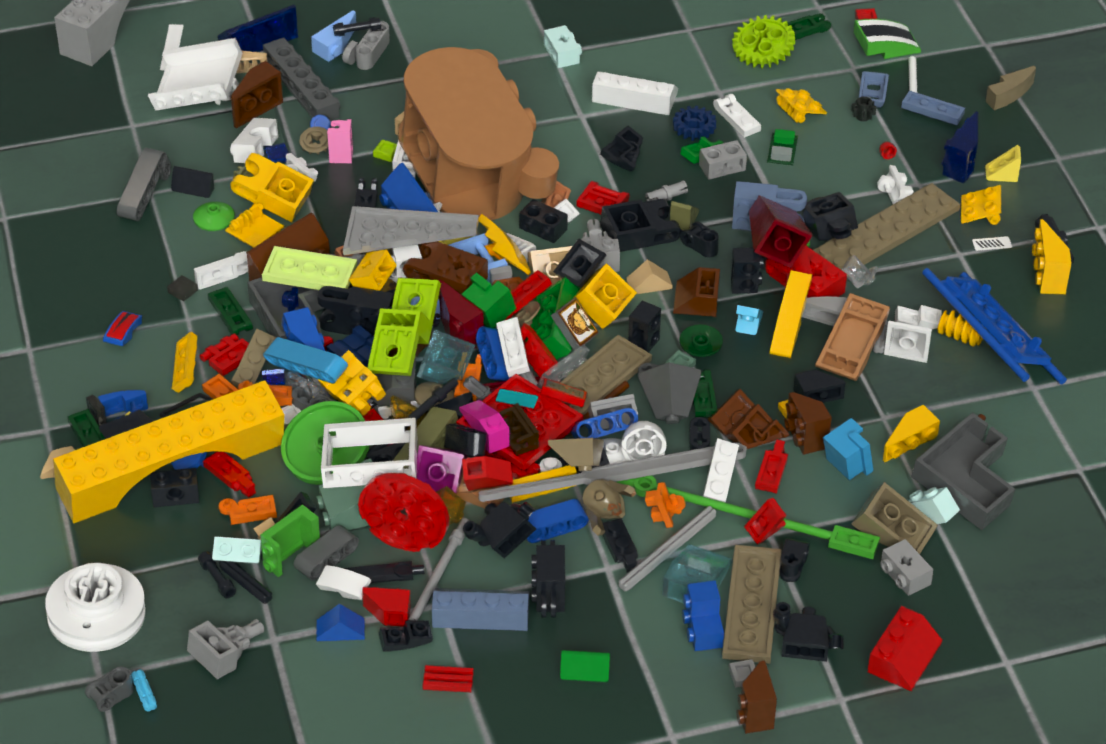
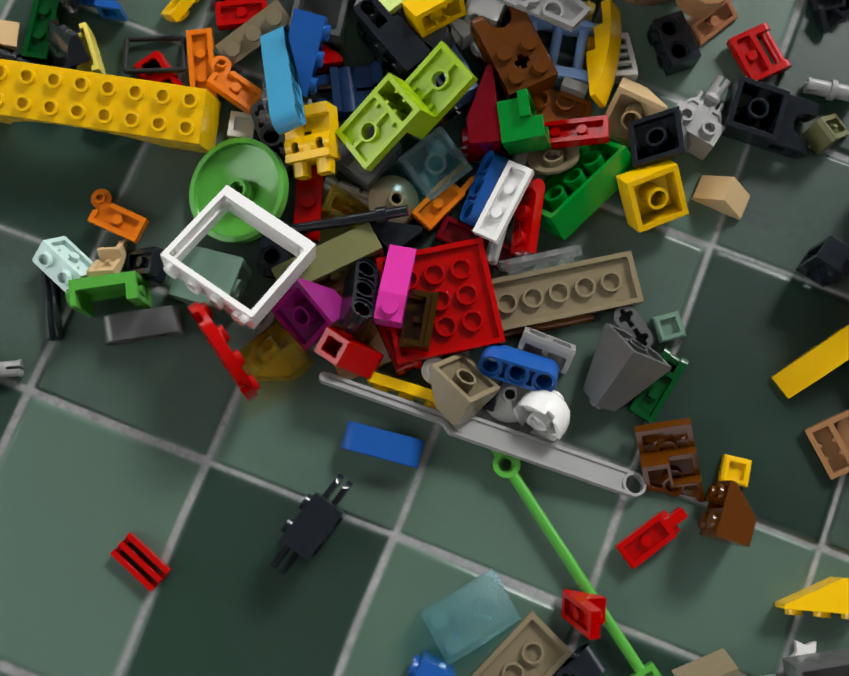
camera: 35 degrees right, 35 degrees up
(174, 487) = (66, 145): black brick -> none
(225, 586) = (28, 299): black bar -> none
(230, 473) = (132, 165): red hinge -> none
(274, 377) = (251, 68): clear blue slope -> none
(340, 625) = (93, 425): blue slope -> none
(344, 581) = (130, 374): white slope -> none
(388, 605) = (149, 436): red slope -> none
(389, 572) = (174, 381): black piece -> none
(410, 636) = (142, 479): black slope -> none
(455, 539) = (277, 394): light grey bar -> none
(477, 388) = (433, 234): dark grey axle -> none
(480, 609) = (234, 497): sand blue slope -> none
(503, 527) = (320, 423): black torso -> none
(513, 397) = (456, 271): teal sticker -> none
(563, 392) = (509, 297): red tile -> none
(566, 207) = (708, 44): white tile -> none
(575, 324) = (593, 211): tile -> none
(585, 666) = (273, 648): green slope -> none
(606, 495) = (436, 459): dark tan piece -> none
(620, 543) = (427, 517): black hinge -> none
(645, 326) = (661, 264): black brick -> none
(665, 504) = (500, 514): orange hips -> none
(667, 548) = (467, 558): light grey axle -> none
(695, 435) = (617, 442): black beam -> none
(698, 292) = (755, 252): reddish brown slope -> none
(701, 239) = (817, 174): black piece -> none
(701, 340) = (720, 311): dark green dish -> none
(720, 470) = (591, 506): white plate -> none
(748, 319) = (784, 320): medium azure slope -> none
(819, 386) = (779, 464): black slope -> none
(848, 450) = (741, 582): dark azure plate -> none

